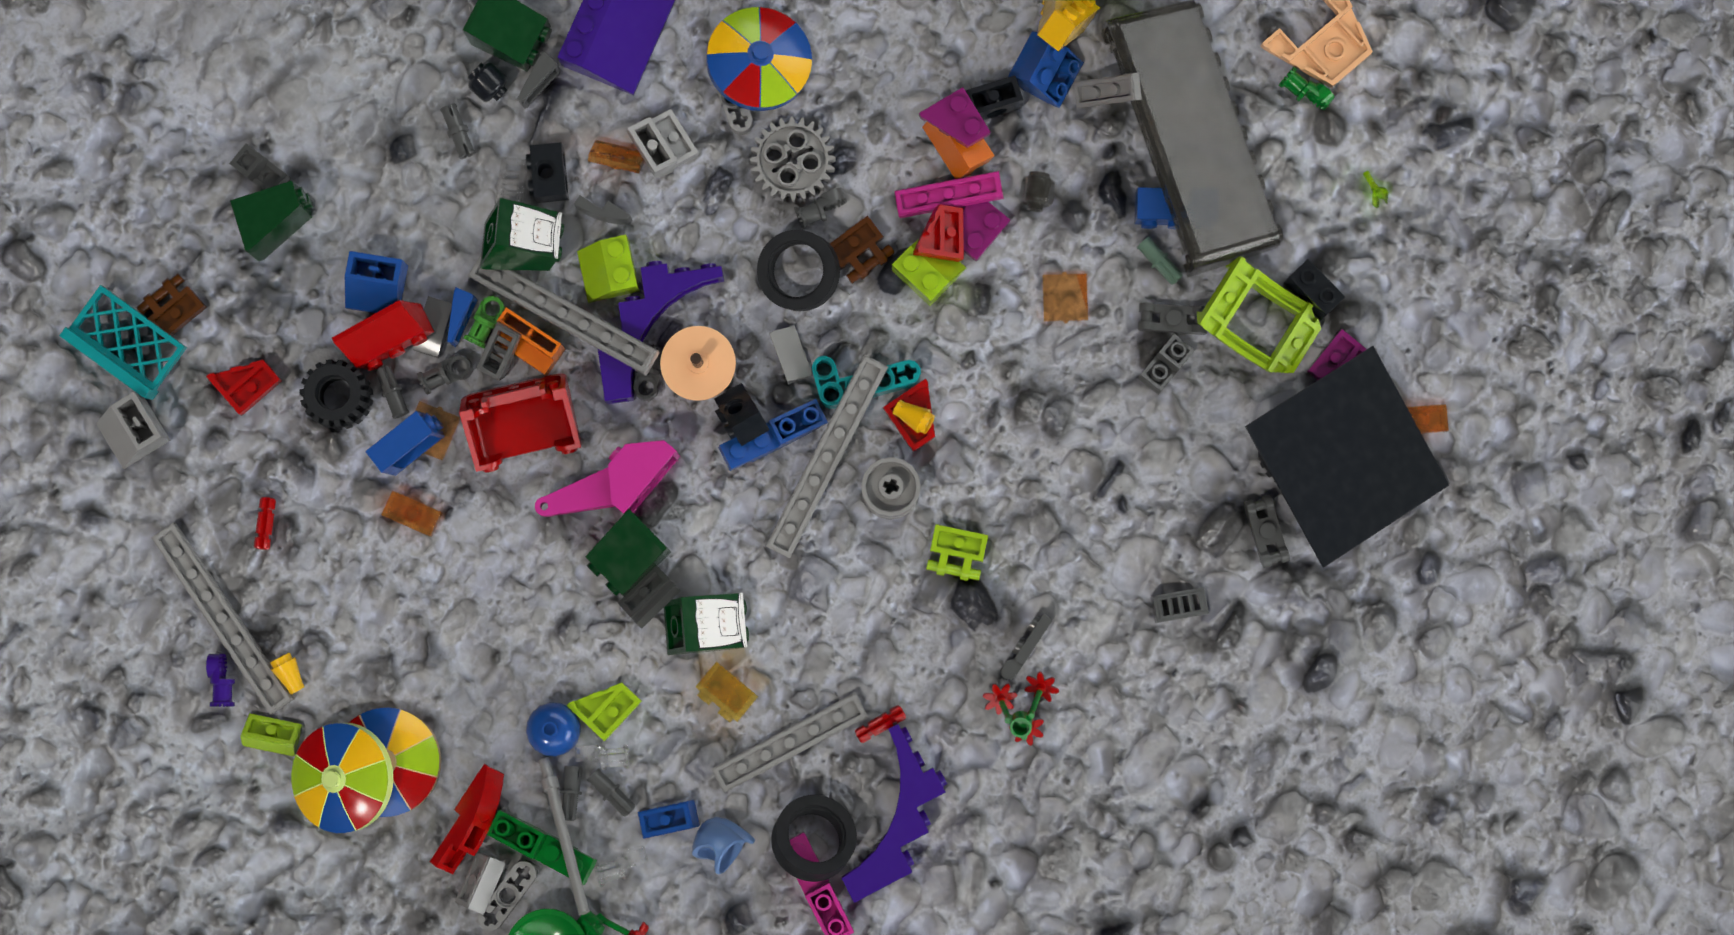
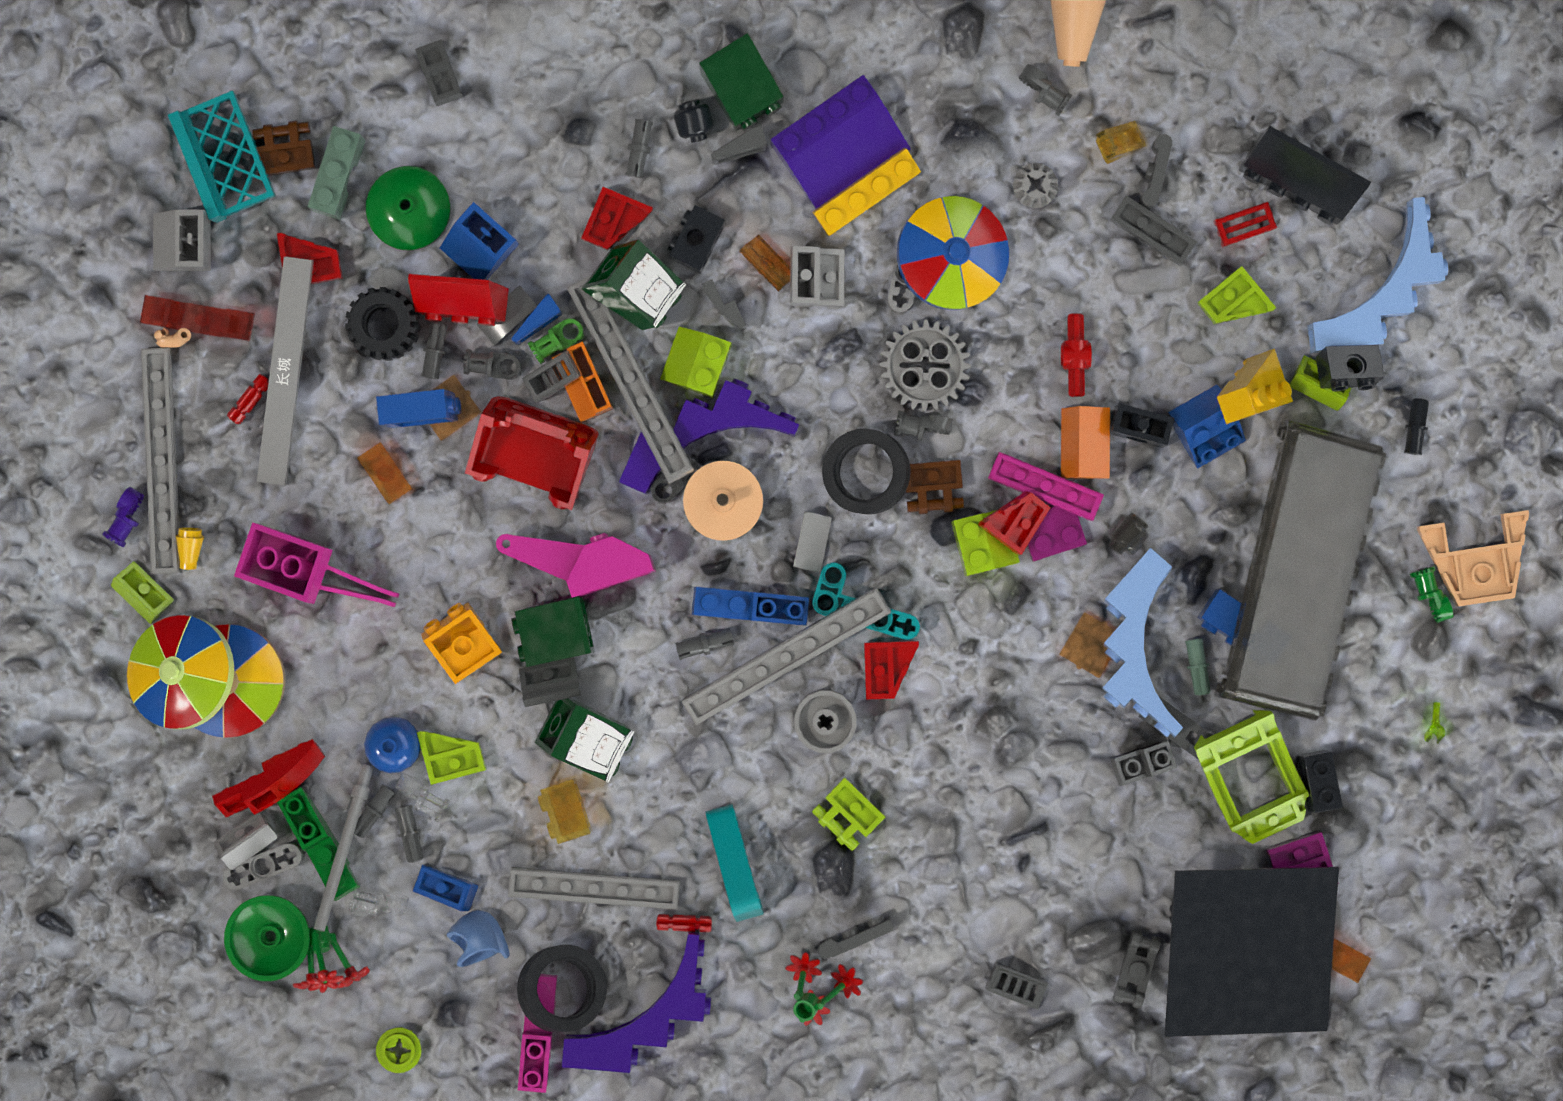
camera: 30 degrees right, 5 degrees up
(177, 511) = (166, 340): none -> light nougat arm
(182, 485) = (197, 318): none -> clear red slope
(221, 284) = (332, 179): none -> sand green arch
(271, 217) = (421, 125): dark green slope -> none
(280, 481) = (285, 371): none -> light grey tile
(313, 304) = (422, 221): none -> green dish
(384, 631) = (294, 566): none -> dark pink slope
(471, 198) = (613, 218): none -> red wing
(556, 610) = (460, 642): none -> light orange plate
(660, 54) = (866, 191): none -> yellow plate
(740, 414) = (732, 571): black brick -> none
(755, 488) = (704, 644): none -> dark grey pin
(890, 649) = (734, 863): none -> teal beam
(906, 77) = (1076, 355): none -> red axle
(914, 416) = (886, 670): yellow cone -> none
(957, 118) = (1096, 425): magenta wing -> none
(1107, 90) = (1249, 484): light grey tile -> none
(1115, 302) = (1132, 681): none -> light blue arch

